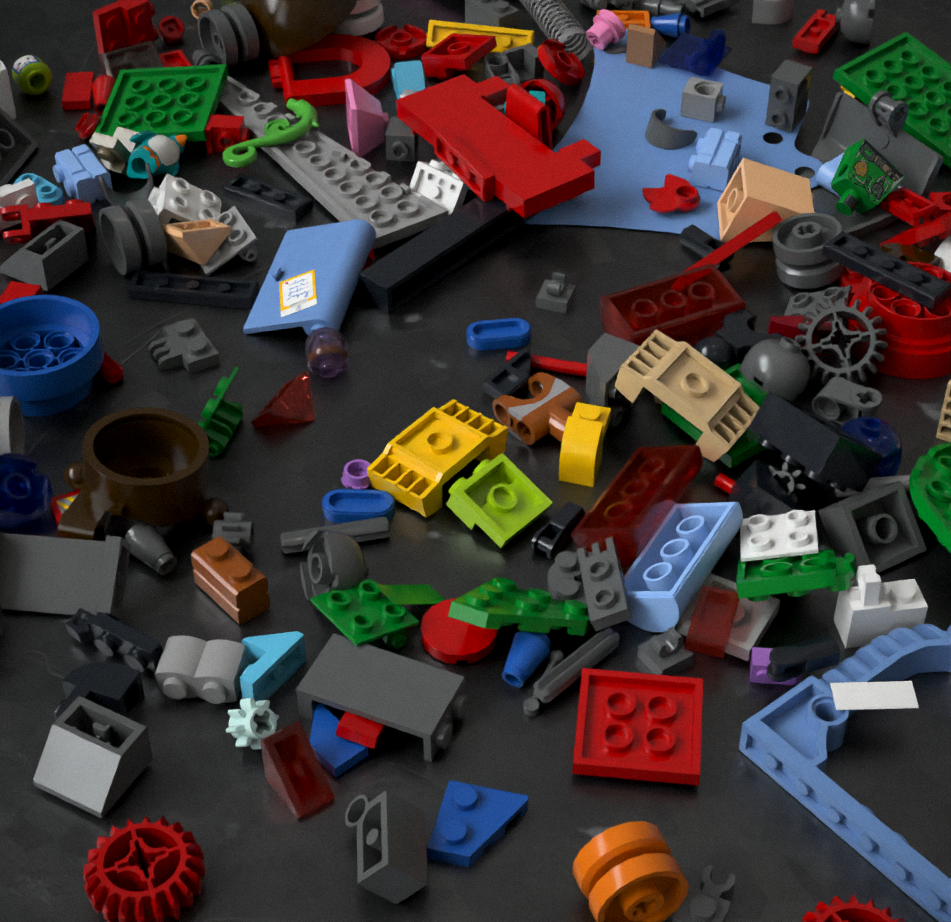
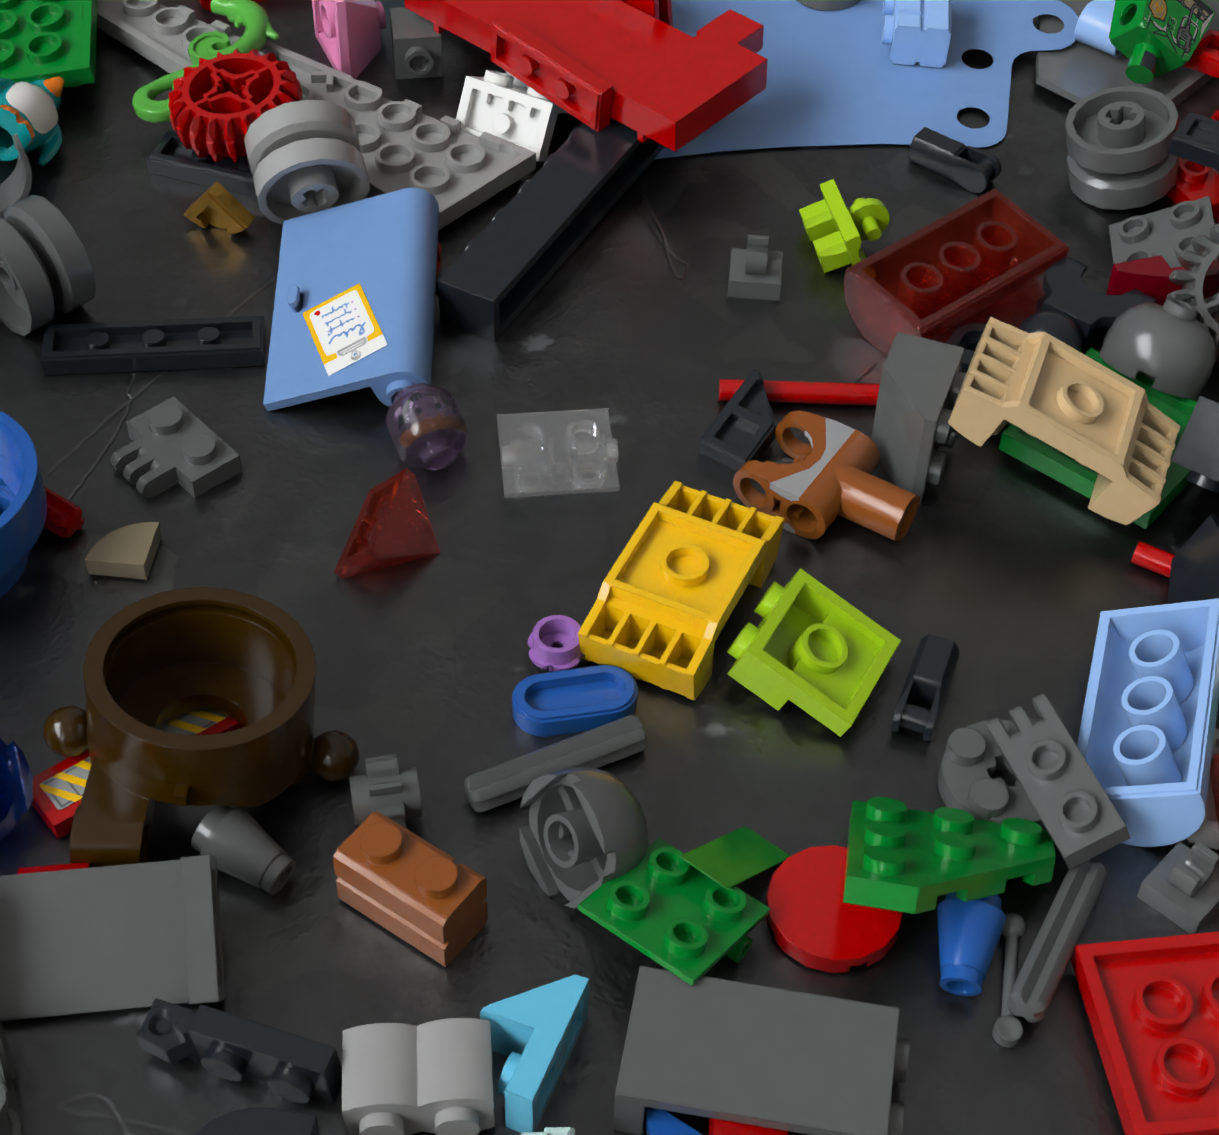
camera: 15 degrees left, 5 degrees up
(141, 394) = (125, 551): none -> dark tan tile
(183, 201) = (99, 196): white bracket -> none
(195, 239) = (139, 256): light nougat slope -> none
(221, 417) = (287, 565): green hinge -> none
(225, 132) = (123, 65): red brick -> none
(239, 242) = (180, 253): light grey hinge -> none
(256, 220) = (220, 210): none -> pearl gold tile
(279, 162) = (224, 97): none -> red gear
(305, 196) = (305, 159): none -> light grey wheel
(397, 377) = (557, 453): none -> clear hinge
(498, 334) = (689, 351): blue tile -> none
(582, 444) = (916, 528): yellow brick -> none
(615, 276) = (840, 230): none -> lime hips
(639, 499) = (1042, 615): clear red brick -> none
(674, 196) = (872, 84): red plate -> none
(739, 241) = (1008, 153): red tile -> none
(755, 193) = (1018, 81): light nougat slope -> none

